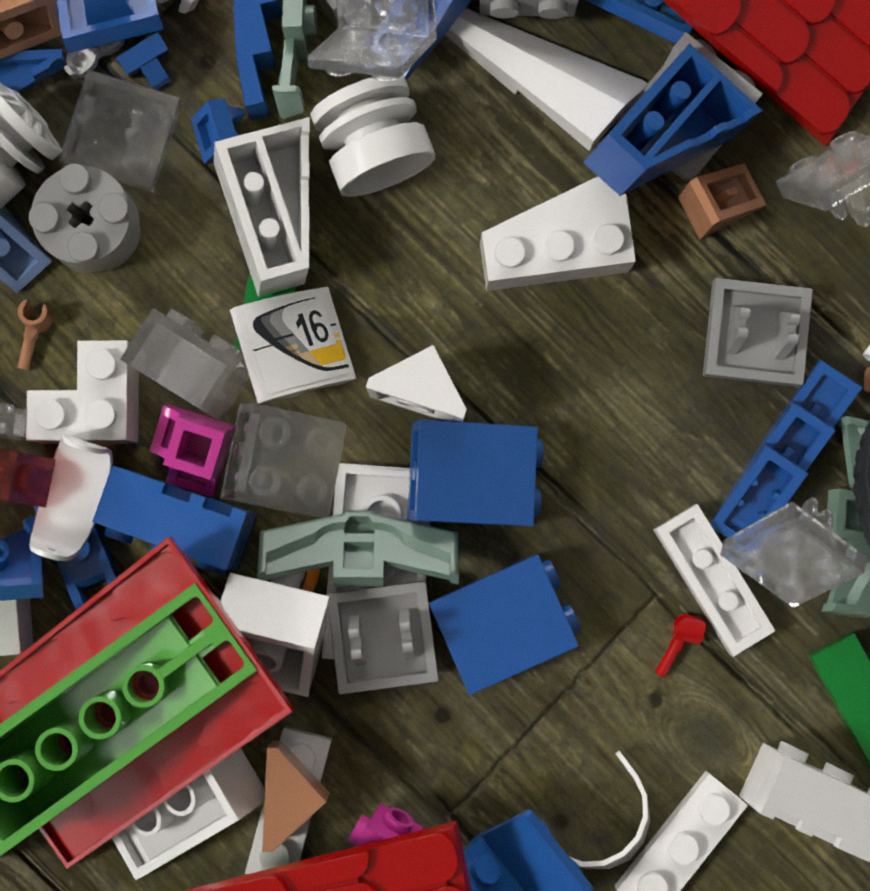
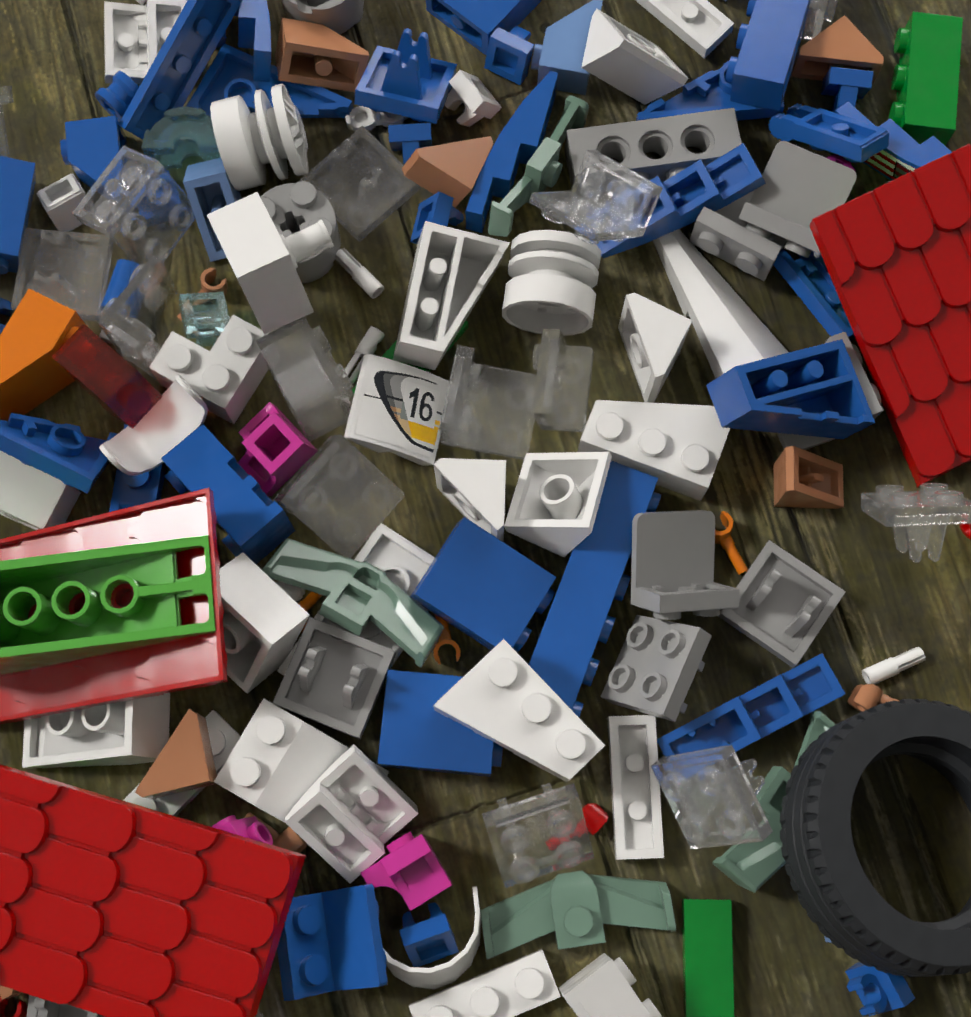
camera: 30 degrees right, 10 degrees down
(47, 355) = (204, 316): none -> clear light blue tile
(87, 275) = (267, 261): none -> white brick
(172, 224) = (359, 273): none -> white pin
(204, 69) = (449, 166): none -> nougat slope
(223, 300) = (367, 346): none -> white pin
(380, 291) = (487, 408): none -> clear bracket
(402, 743) = (278, 760): none -> white slope
(424, 808) = (287, 839): none -> nougat hand
(437, 231) = (562, 383): none -> clear bracket
(464, 541) = (445, 638): none -> orange hand
(468, 751) = (351, 813): none -> white slope
(498, 349) = (558, 498): none -> white slope
(504, 143) = (652, 341): none -> white slope
(551, 772) = (410, 870): none -> dark pink brick
(573, 428) = (590, 584): none -> blue brick
(578, 578) = (521, 713): none -> white wedge
(602, 823) = (428, 939): none -> blue tile
(644, 354) = (676, 565): none -> light grey bracket
(652, 675) = (538, 834): none -> clear plate
(675, 299) = (725, 540): none -> orange hand
(676, 460) = (656, 667): none -> light grey plate
(719, 720) = (576, 909): none -> sand green plate

